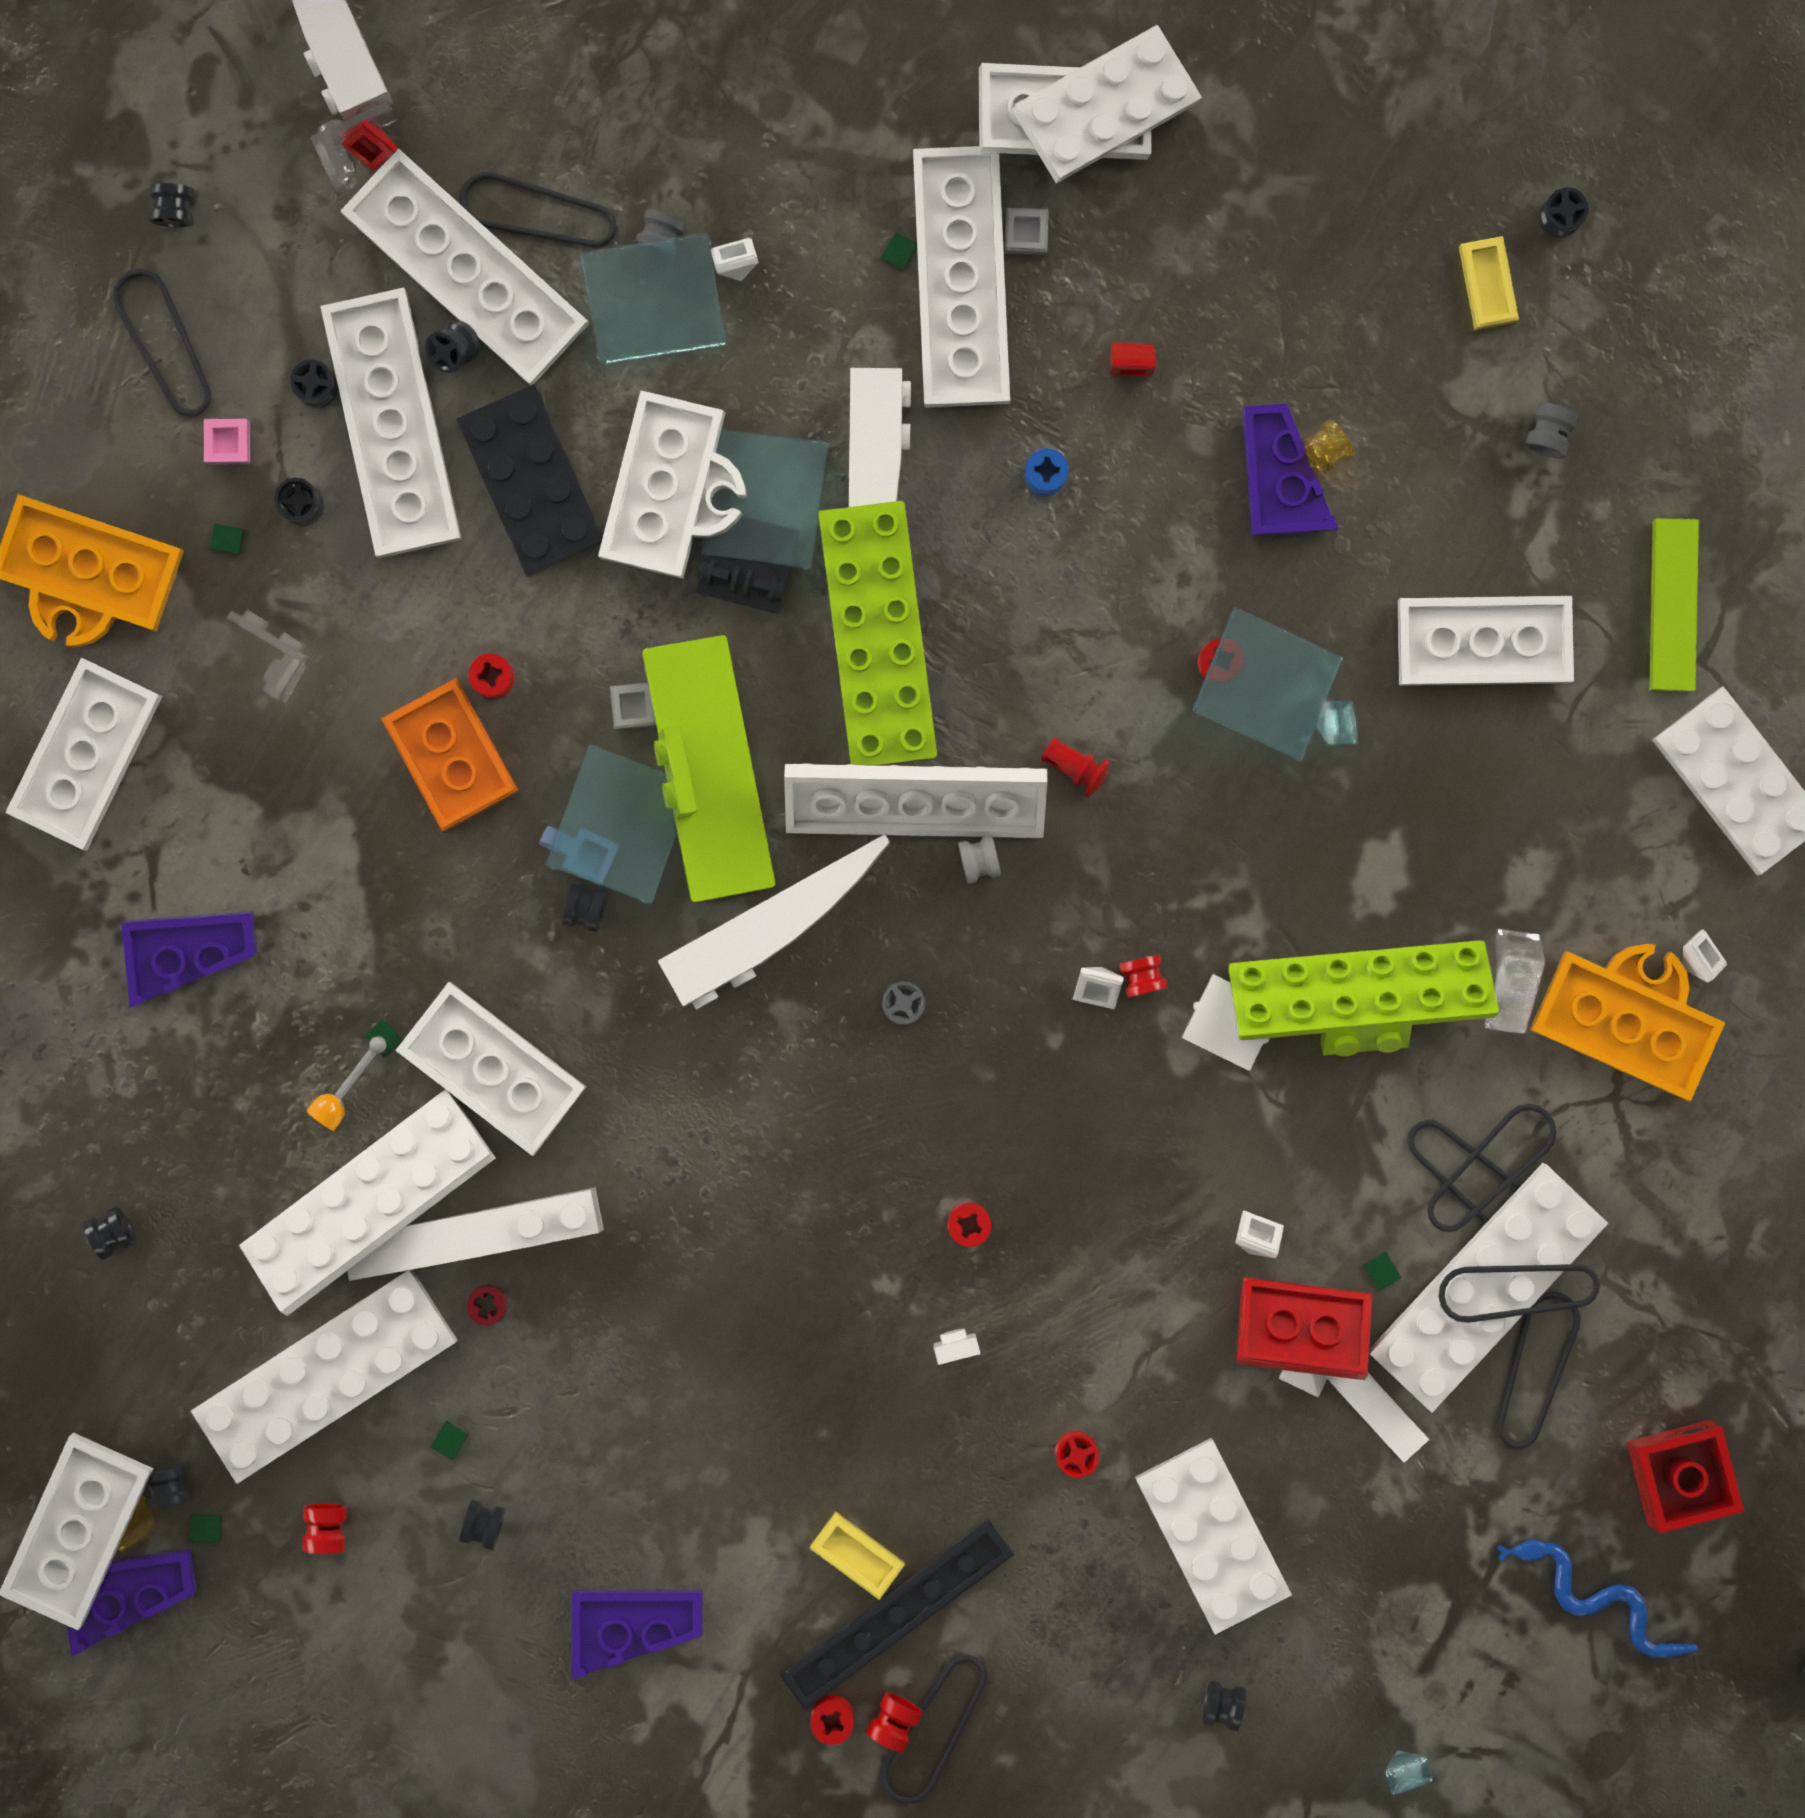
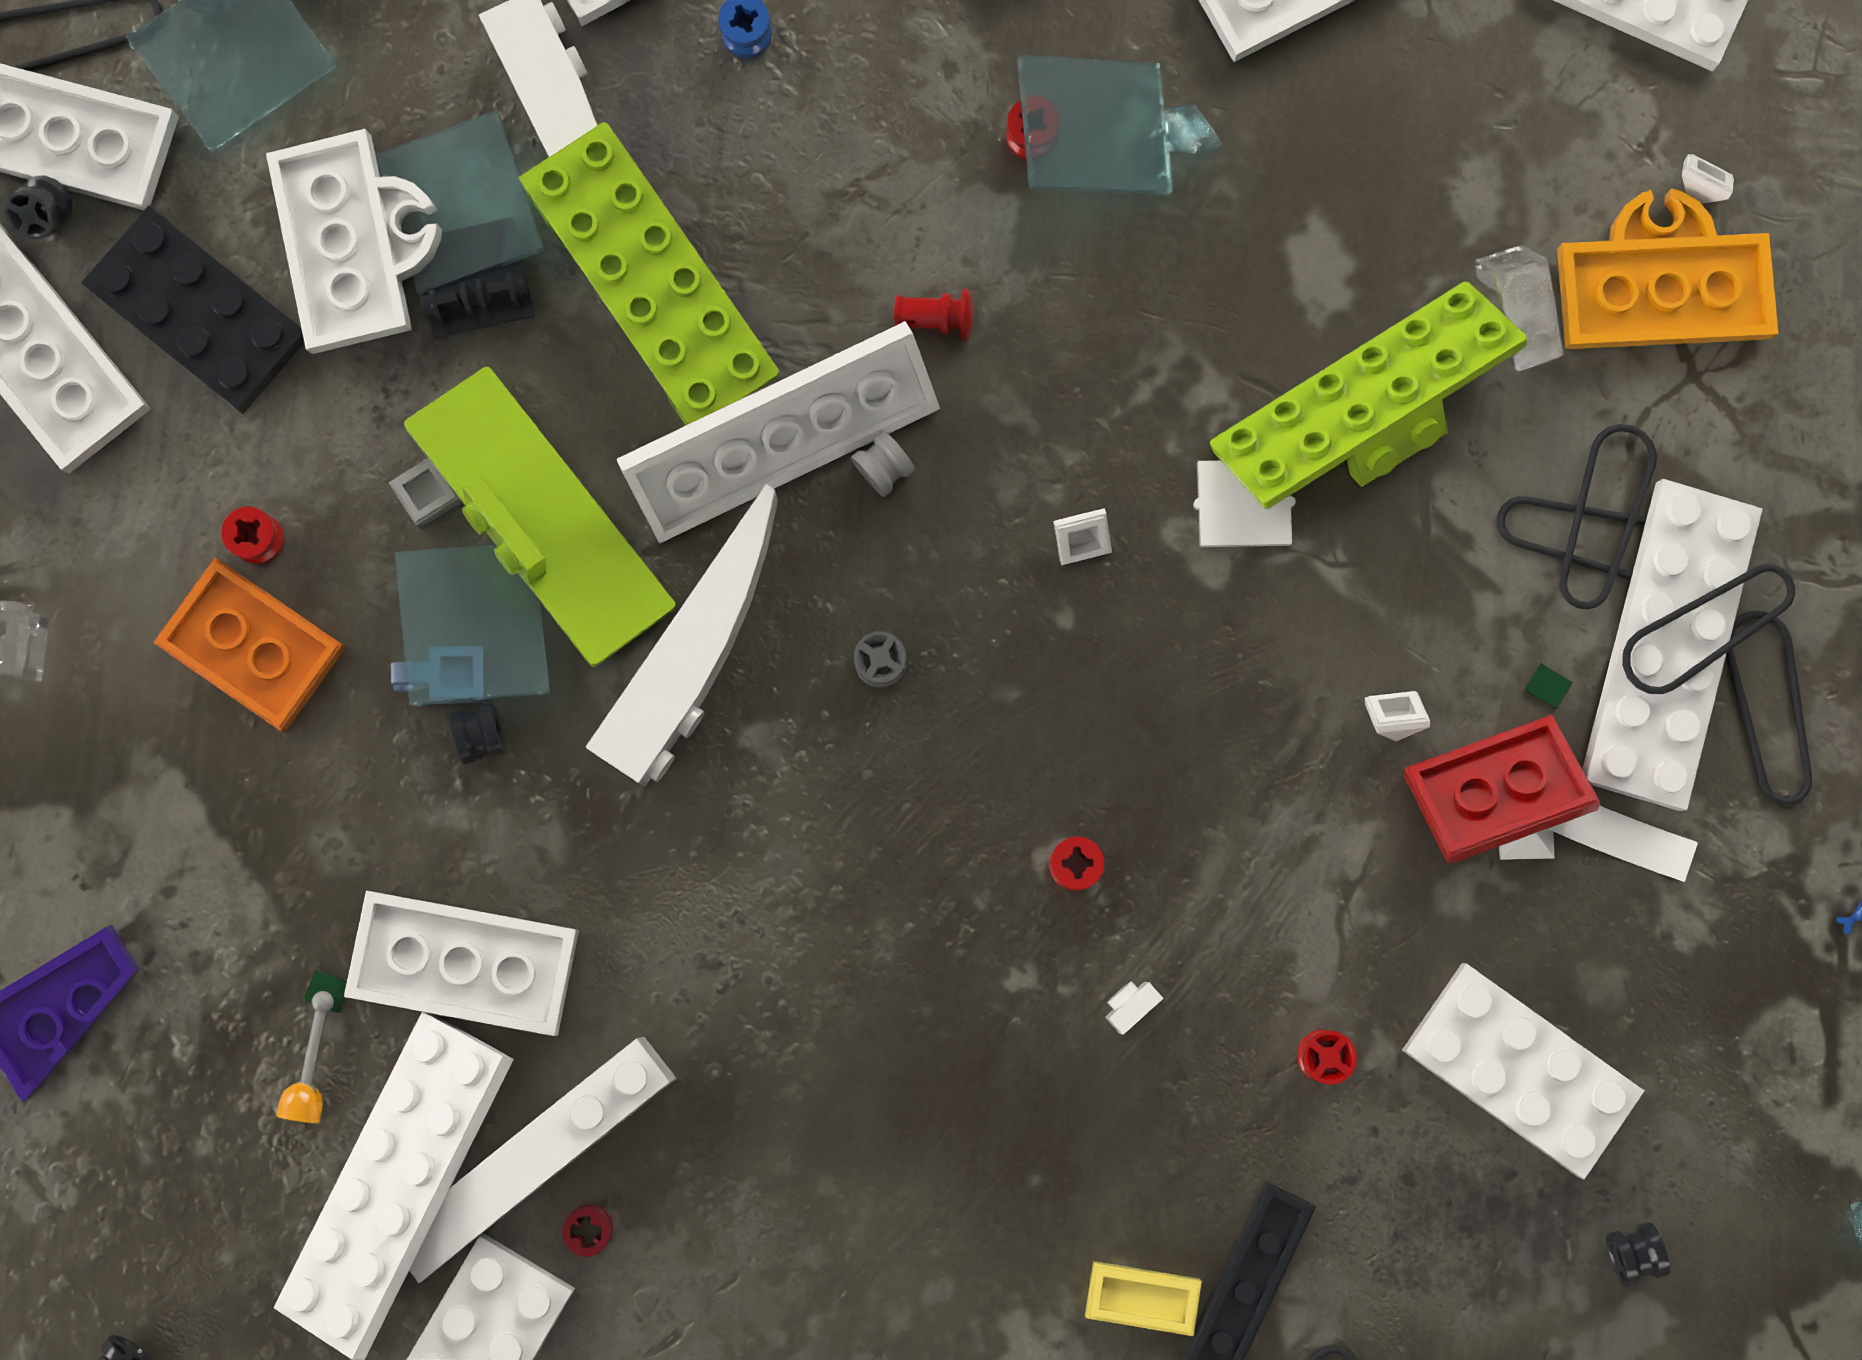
camera: 25 degrees left, 5 degrees down
(1143, 975) = (1124, 498): red wheel -> none

